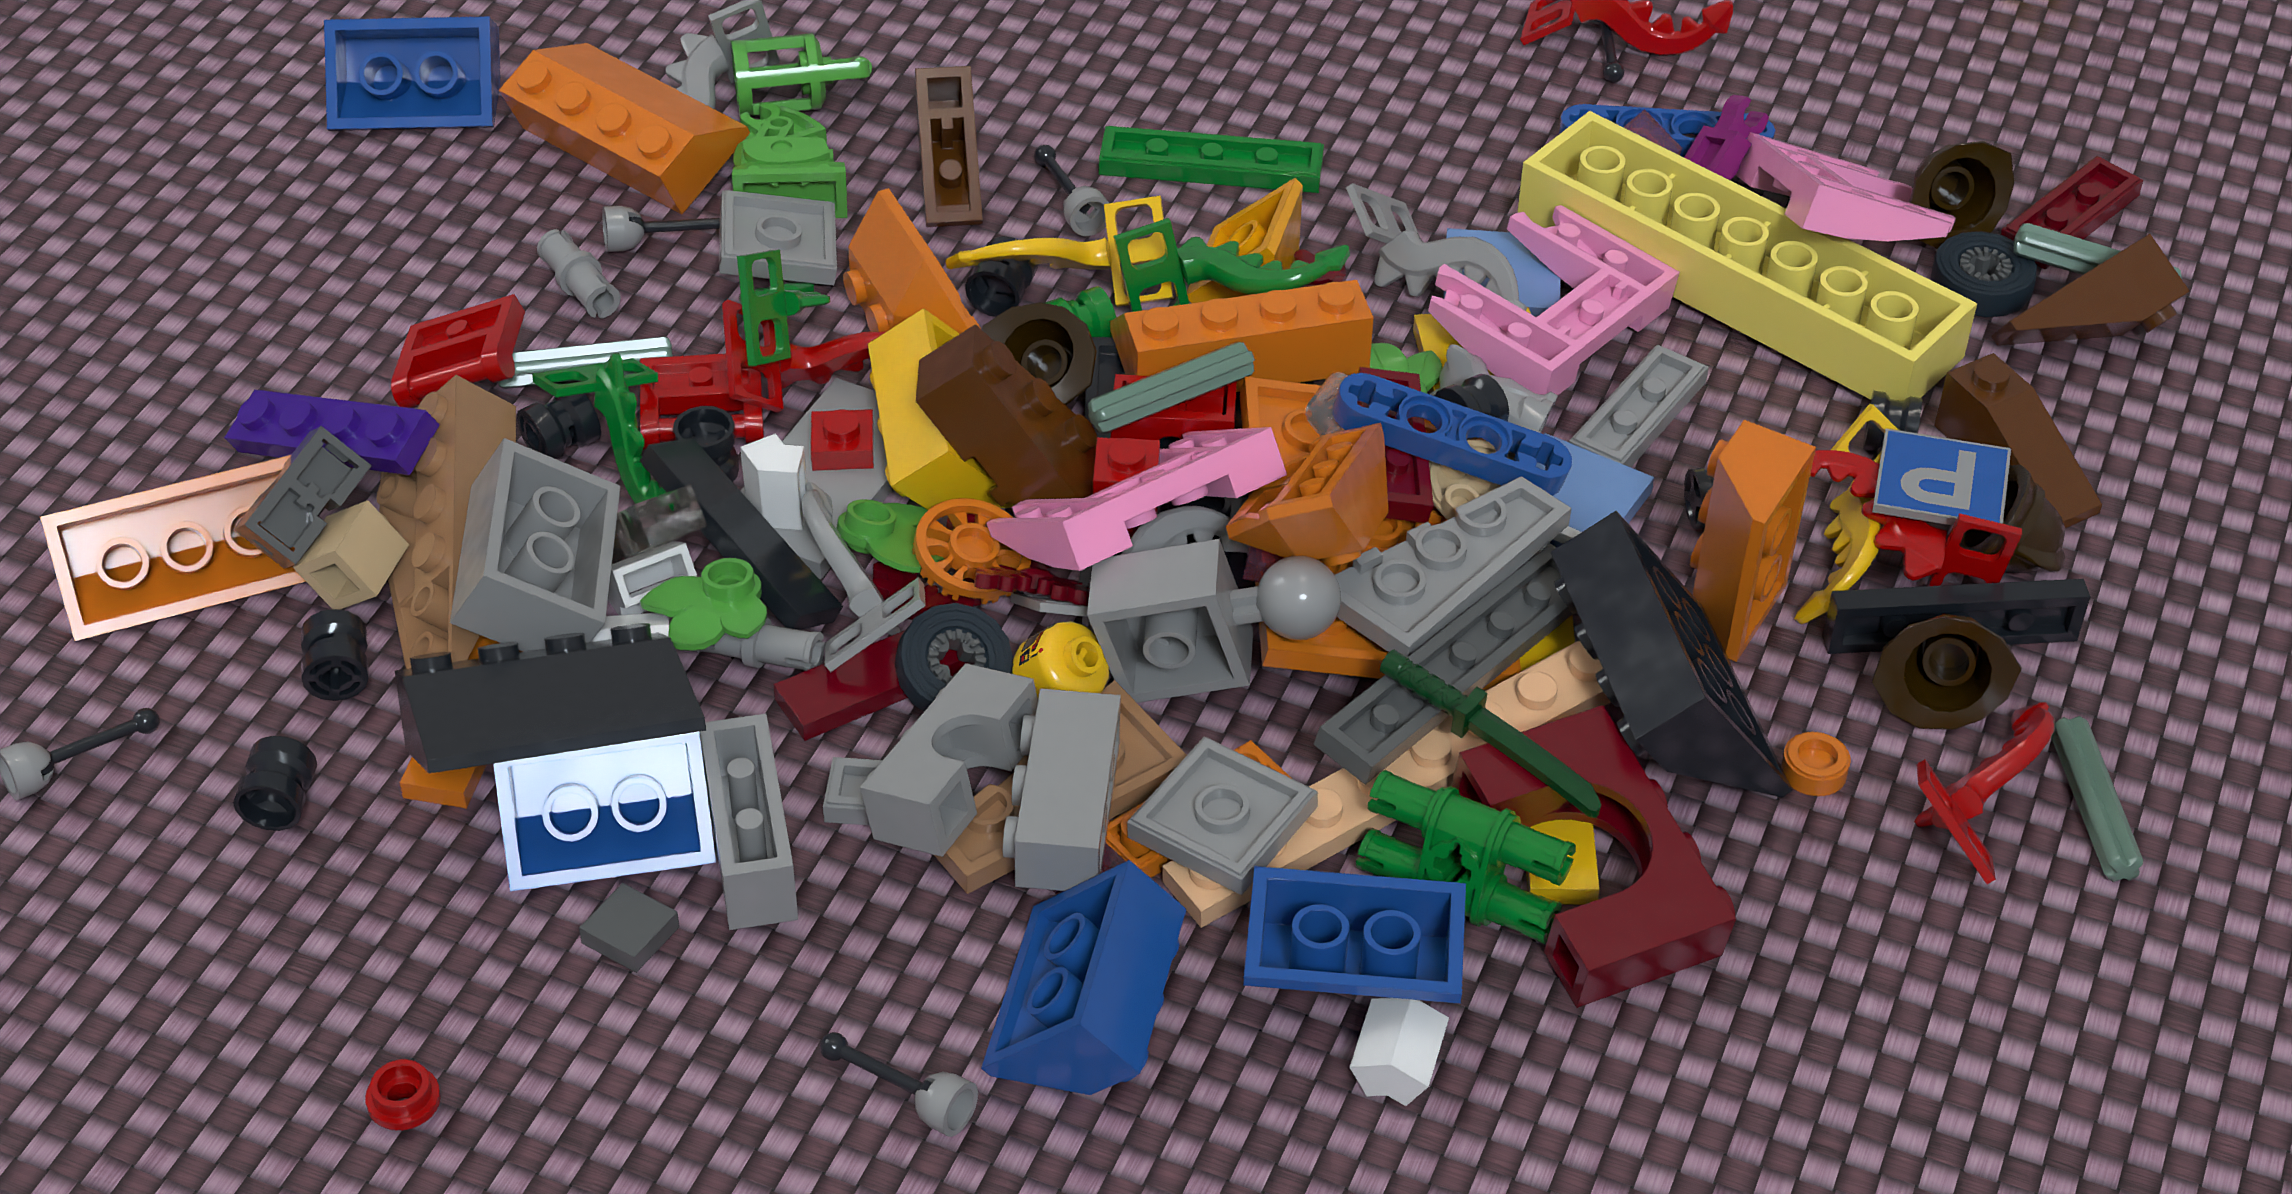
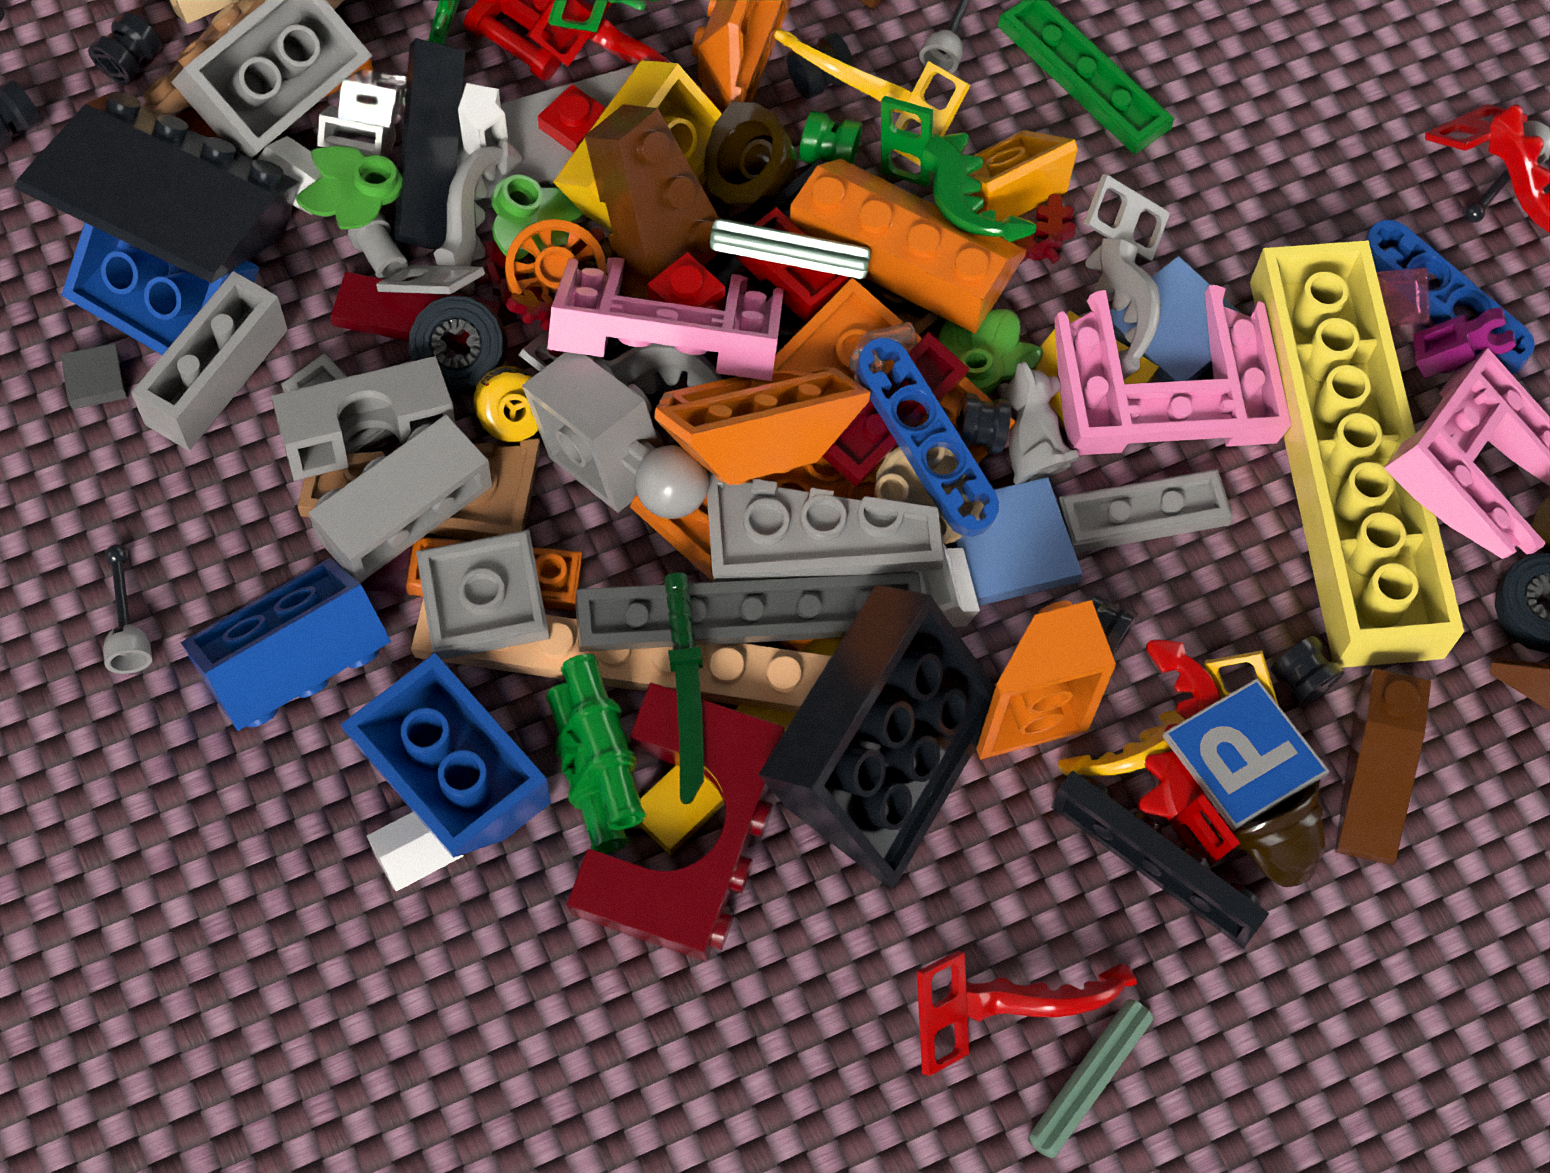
camera: 40 degrees right, 20 degrees up
(714, 432) = (490, 58): black wheel -> none
(1816, 763) = (931, 882): orange tile -> none
(1945, 672) = (1089, 894): dark brown piece -> none

